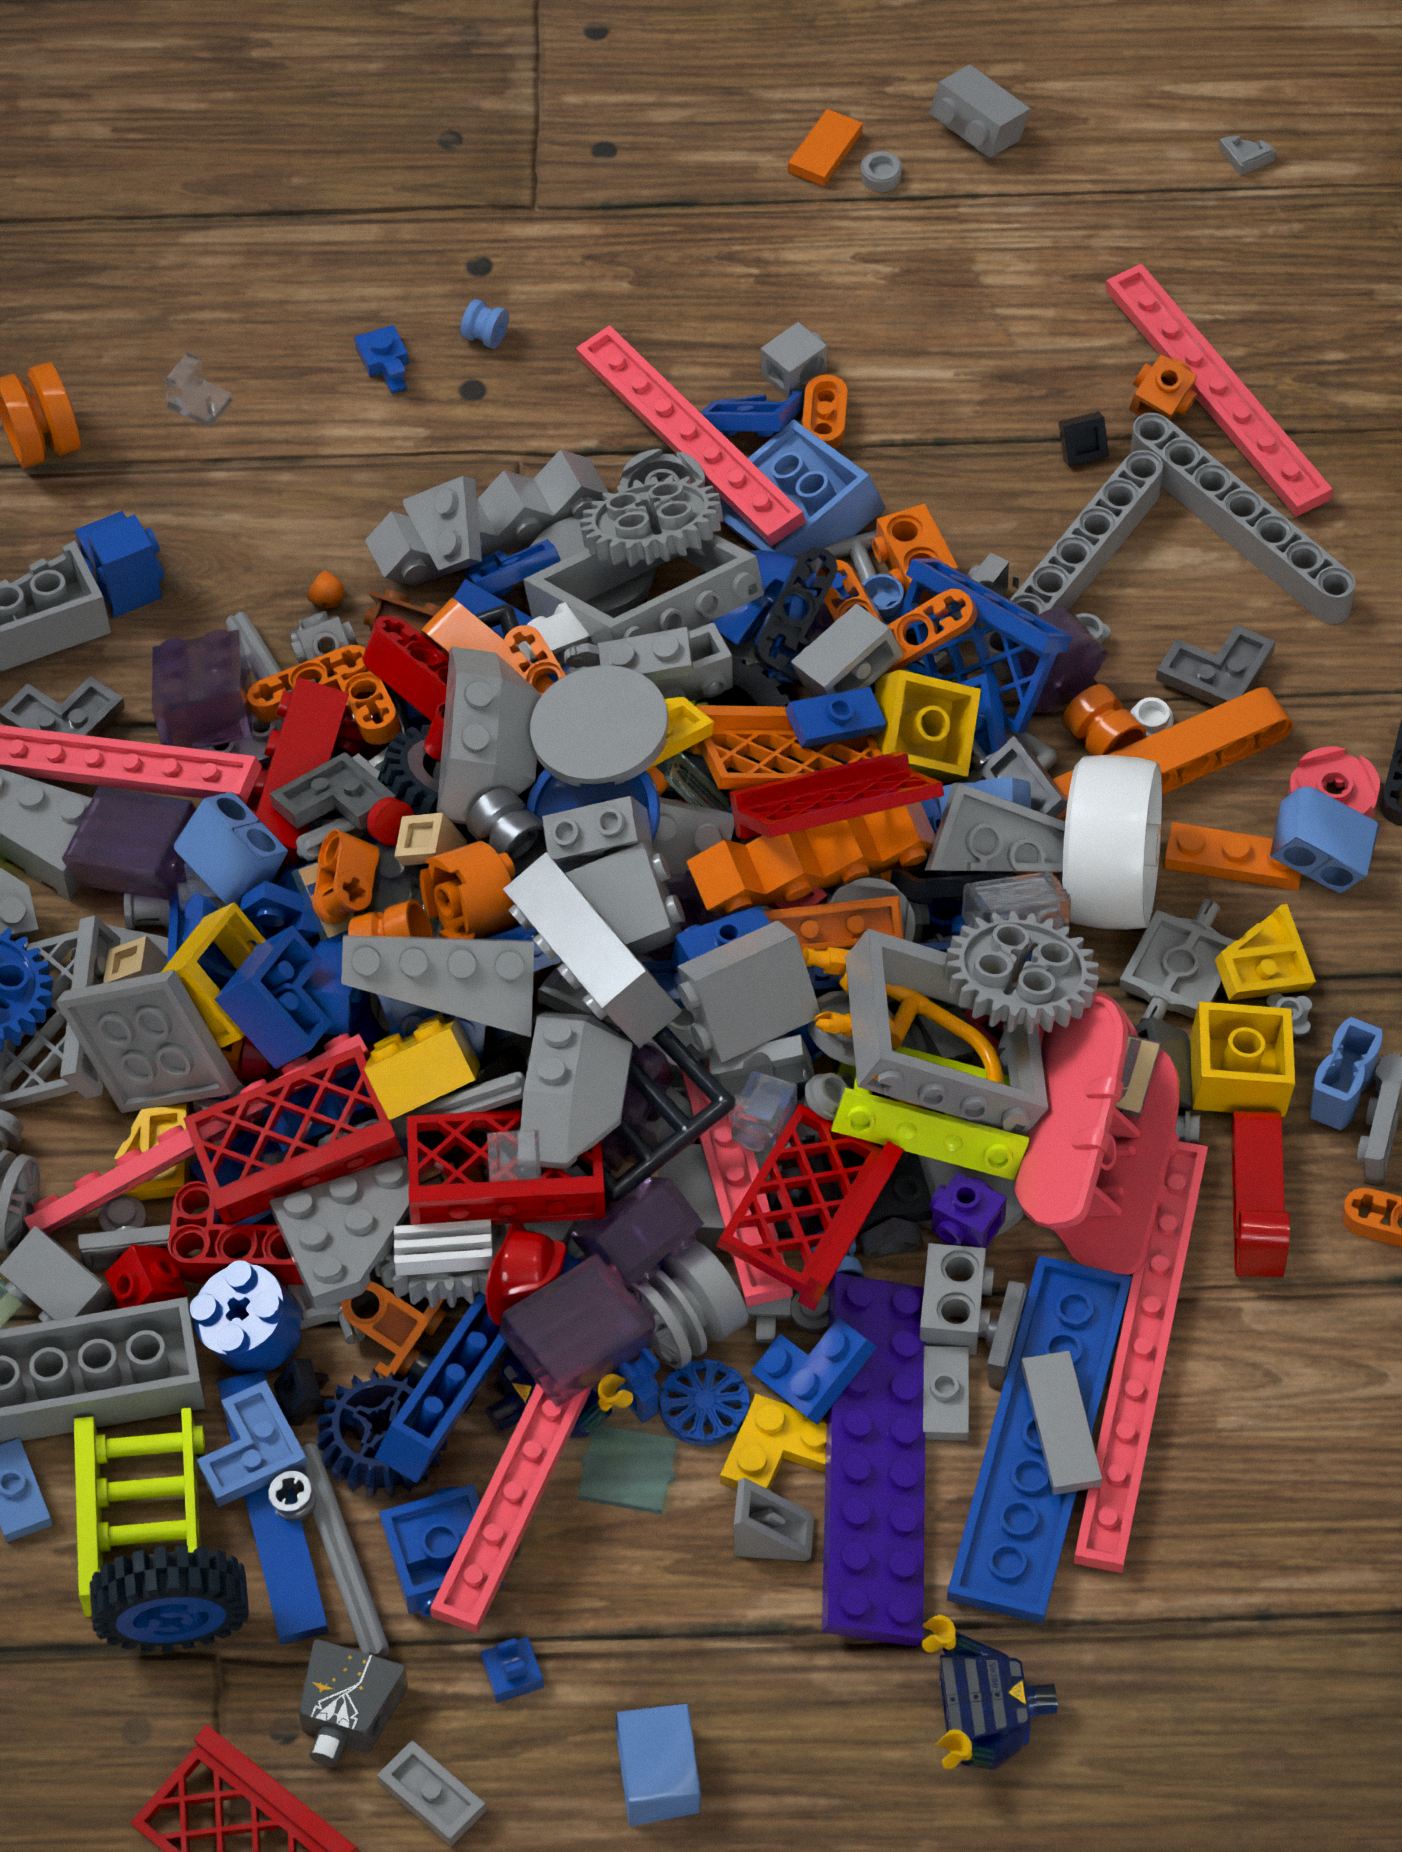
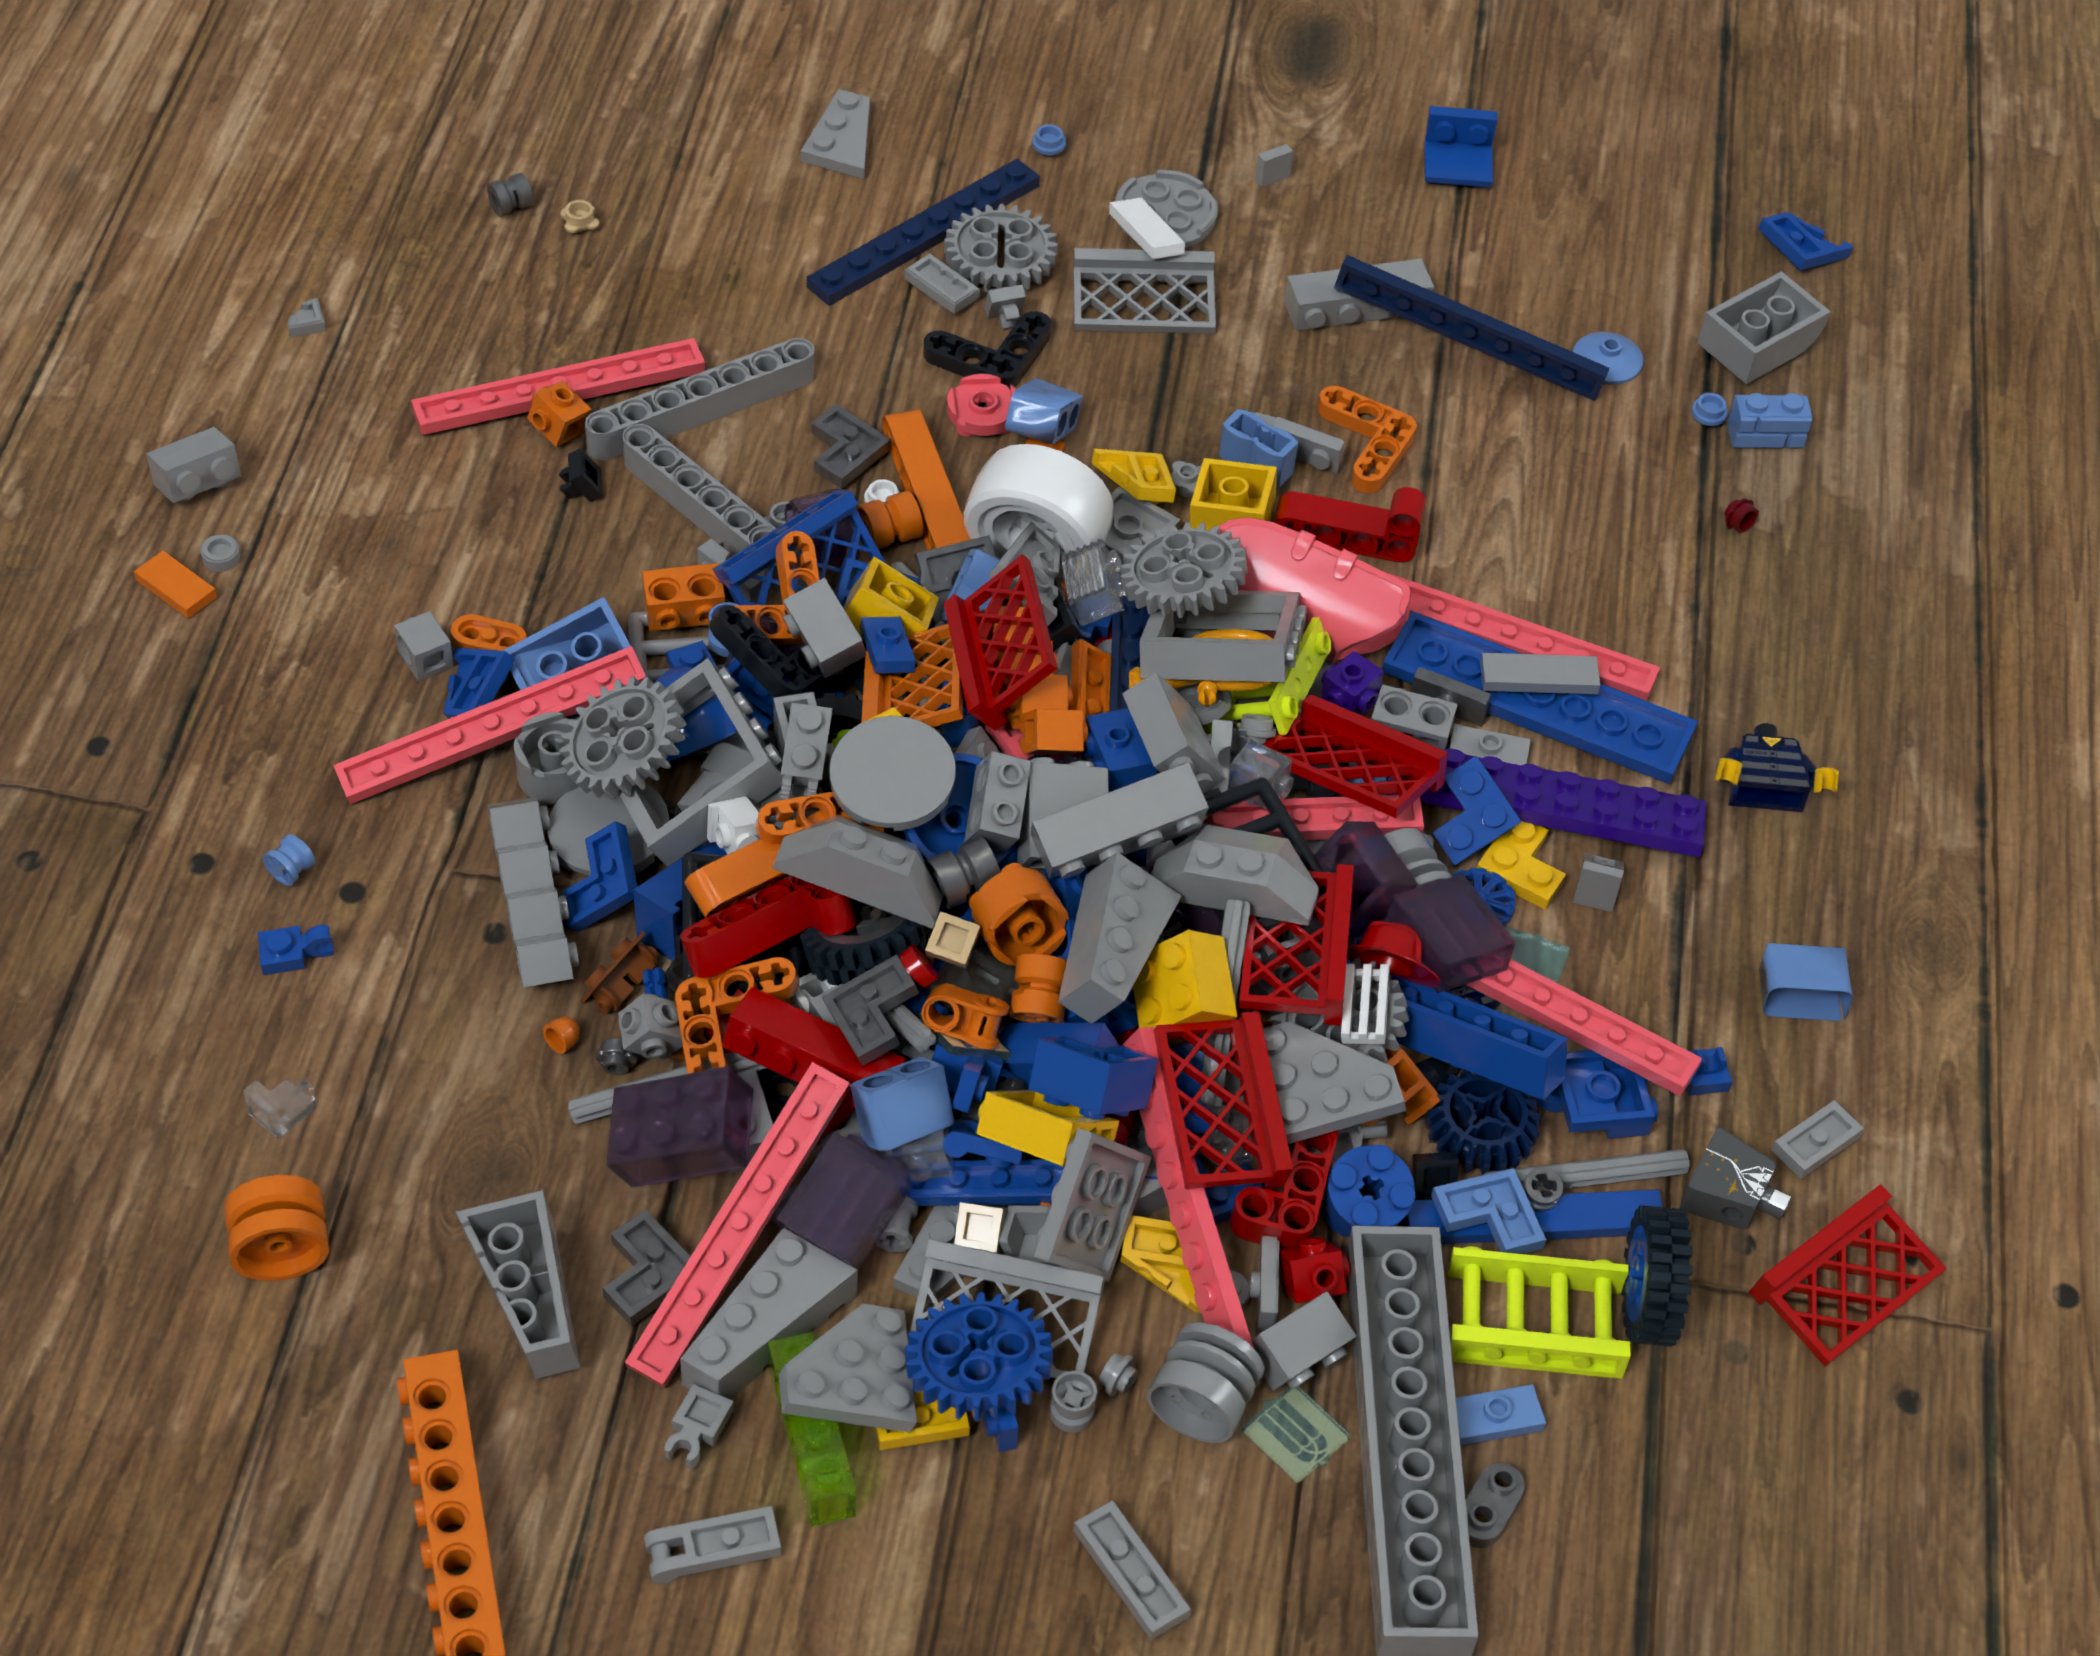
camera: 85 degrees left, 5 degrees down
(122, 561) = (487, 1178): blue brick -> none
(448, 523) = (544, 907): light grey wing -> none
(514, 1155) = (1311, 917): clear tile -> none

